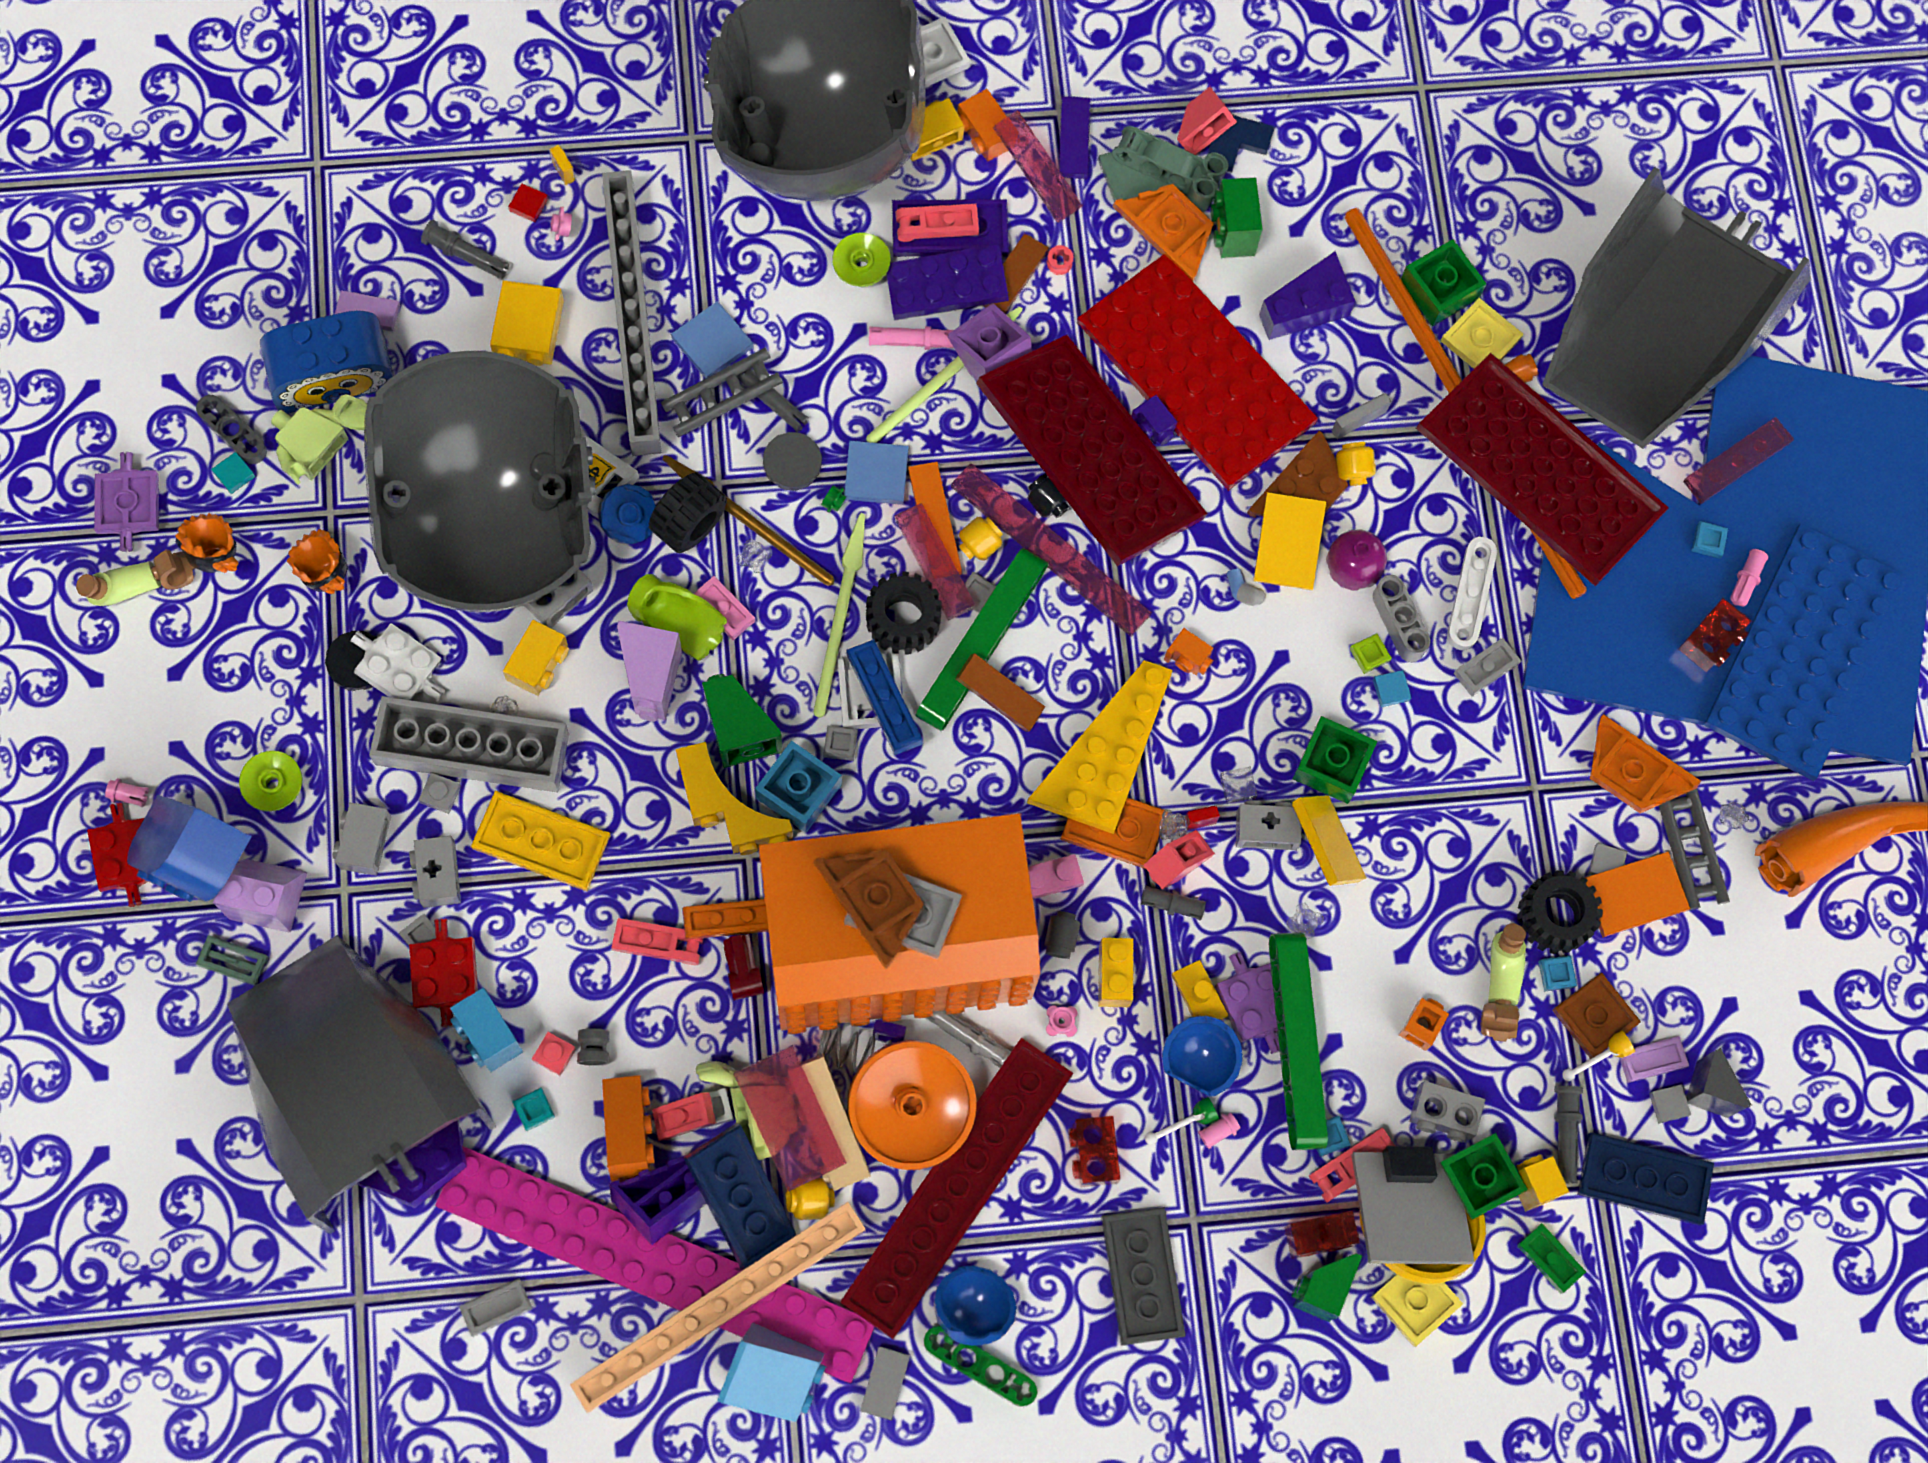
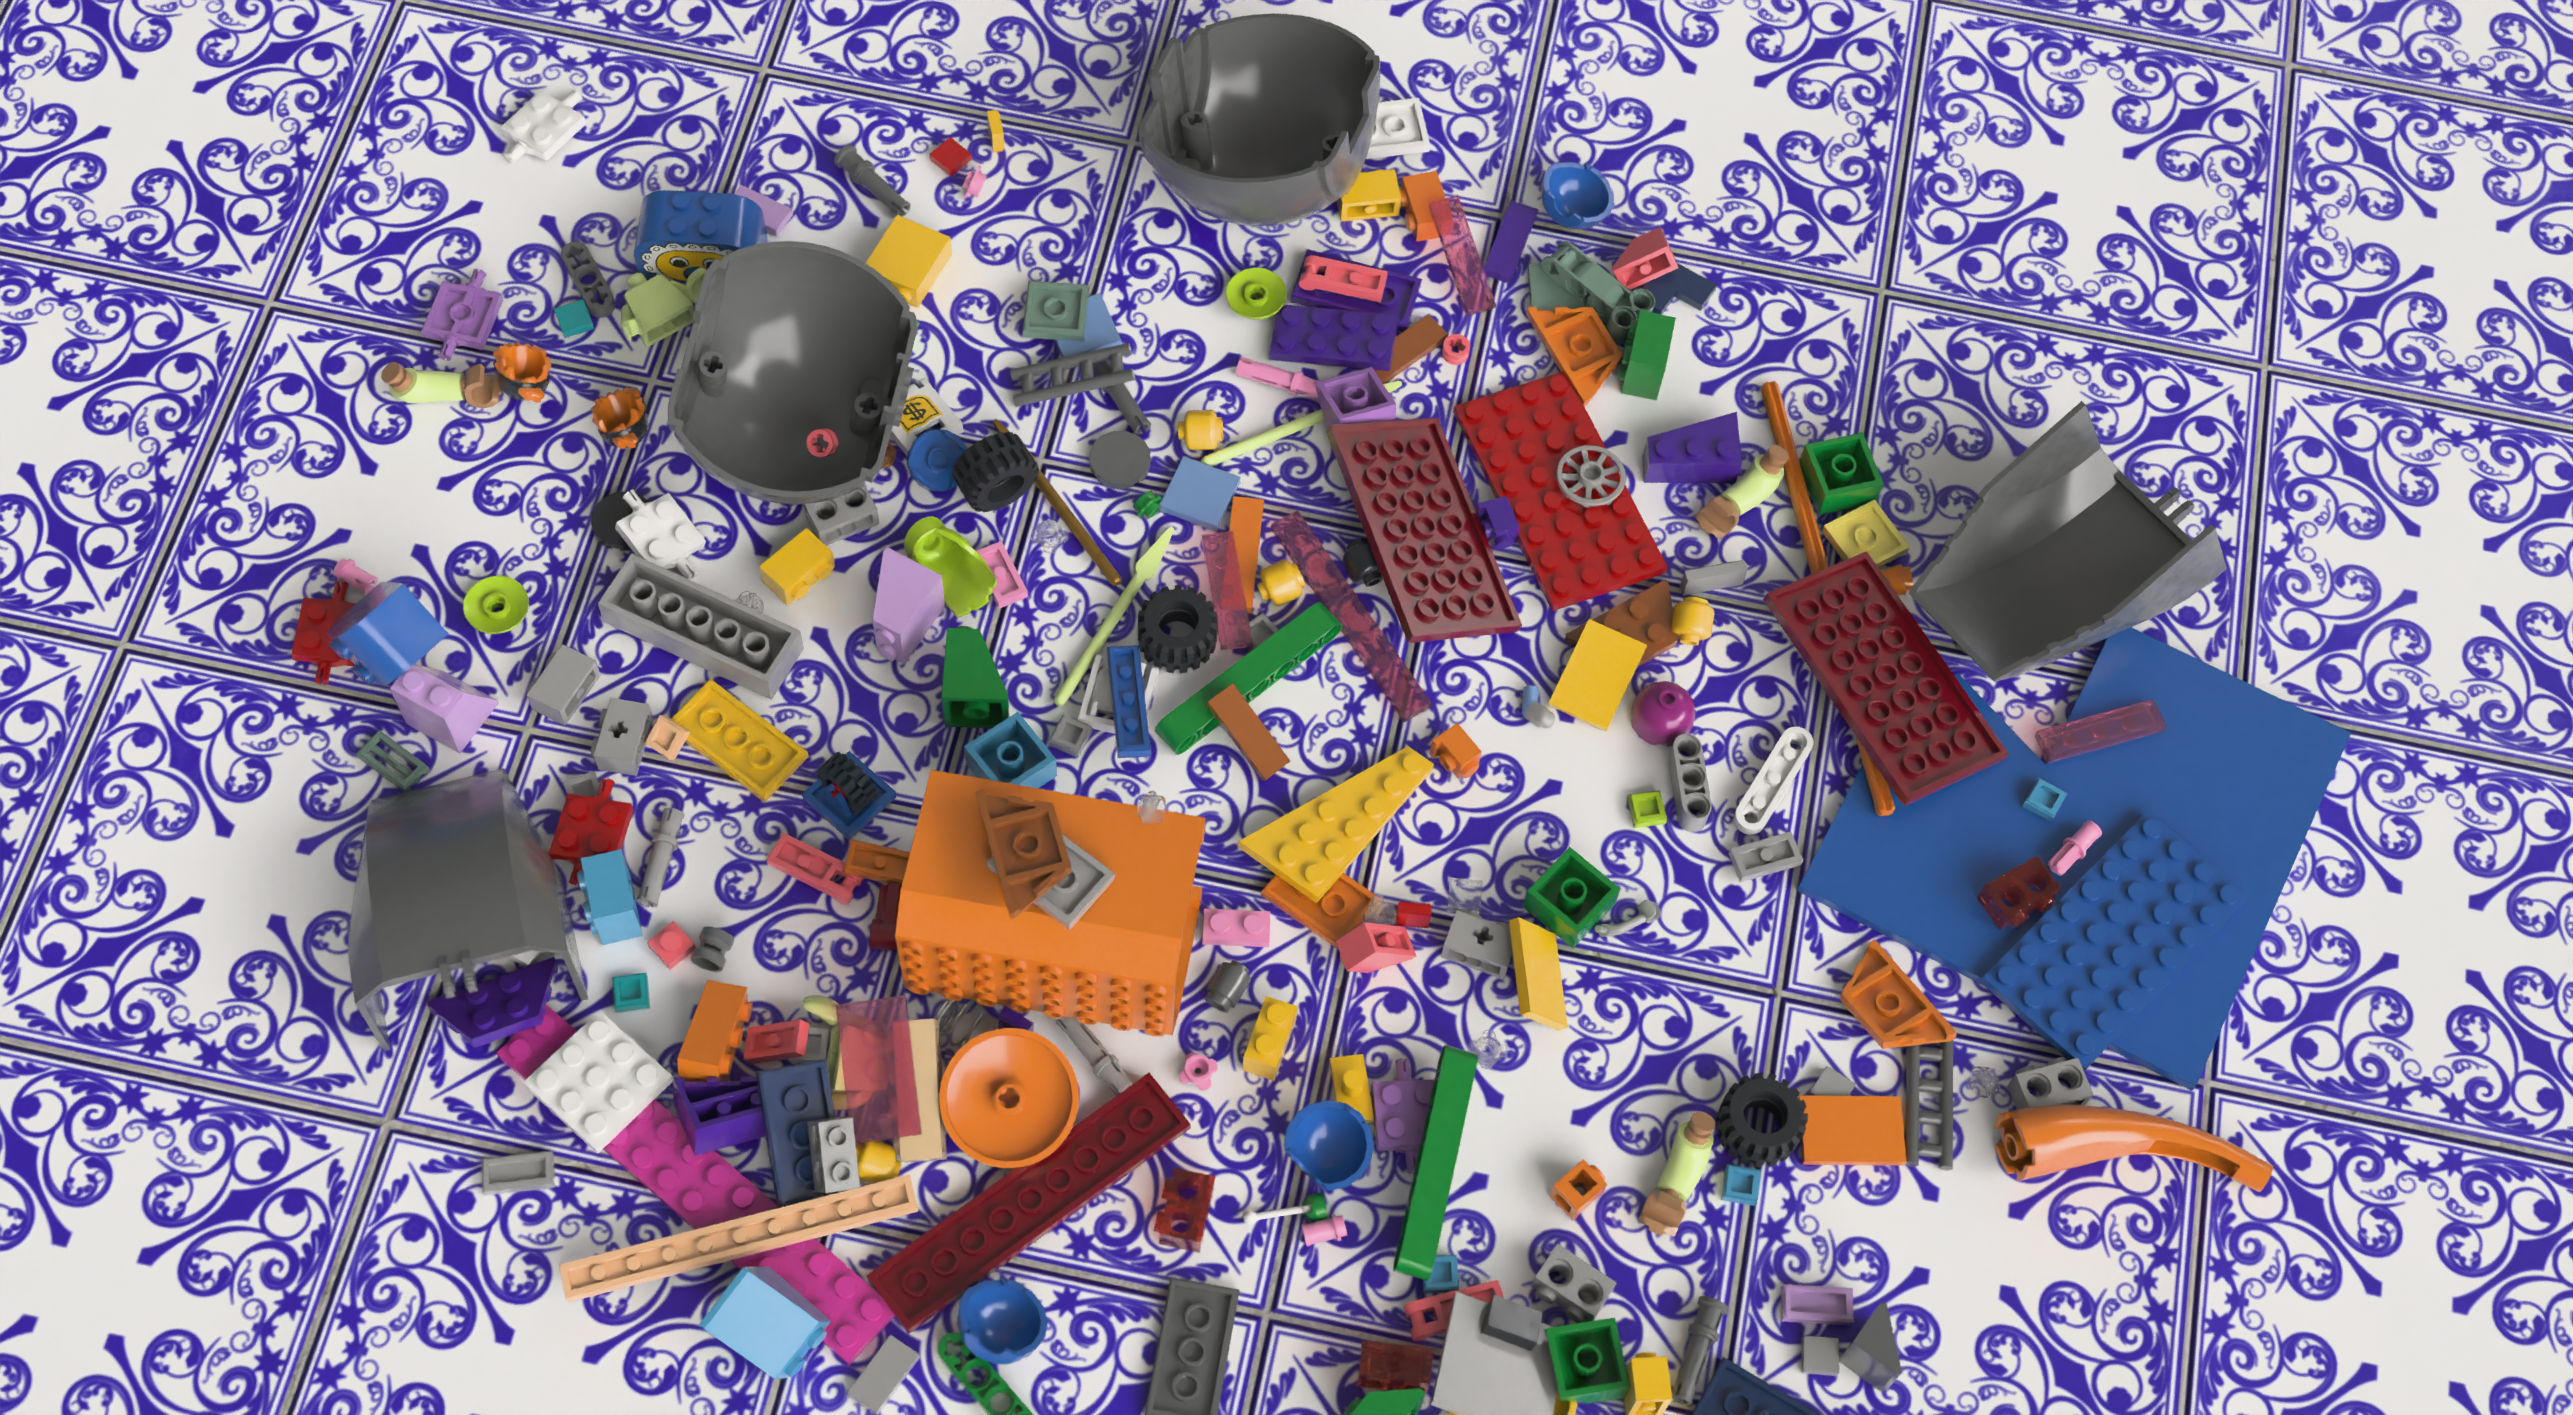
camera: 20 degrees right, 10 degrees down
(128, 284) = (543, 126): none -> white plate
(439, 793) = (655, 666): light grey plate -> none
(477, 859) = (667, 737): none -> light nougat tile
(513, 975) = (664, 844): none -> light grey pin
(514, 540) = (829, 436): none -> coral bush
(539, 1204) = (598, 1081): none -> white plate
(631, 313) = (1010, 280): light grey brick -> none
(662, 862) = (848, 793): none -> plate
(683, 332) = (1055, 311): none -> sand green tile
(713, 802) = (915, 740): yellow arch -> none
(776, 1207) = (833, 1154): none -> light grey brick
(857, 411) = (1201, 429): none -> yellow head
(971, 821) = (1151, 808): none -> clear plate
(1123, 75) = (1576, 195): none -> blue cylinder
(1173, 902) = (1354, 989): dark grey pin -> none
(1223, 352) = (1590, 476): none -> light grey wheel
(1363, 326) = (1754, 486): none -> piece
(1392, 688) = (1657, 849): dark azure tile -> none
(1402, 749) = (1648, 911): none -> light grey piece
(1595, 1015) = (1769, 1241): dark orange tile -> none
(1618, 1045) = (1781, 1276): hinge -> none
(1792, 807) = (2047, 1084): none -> light grey brick

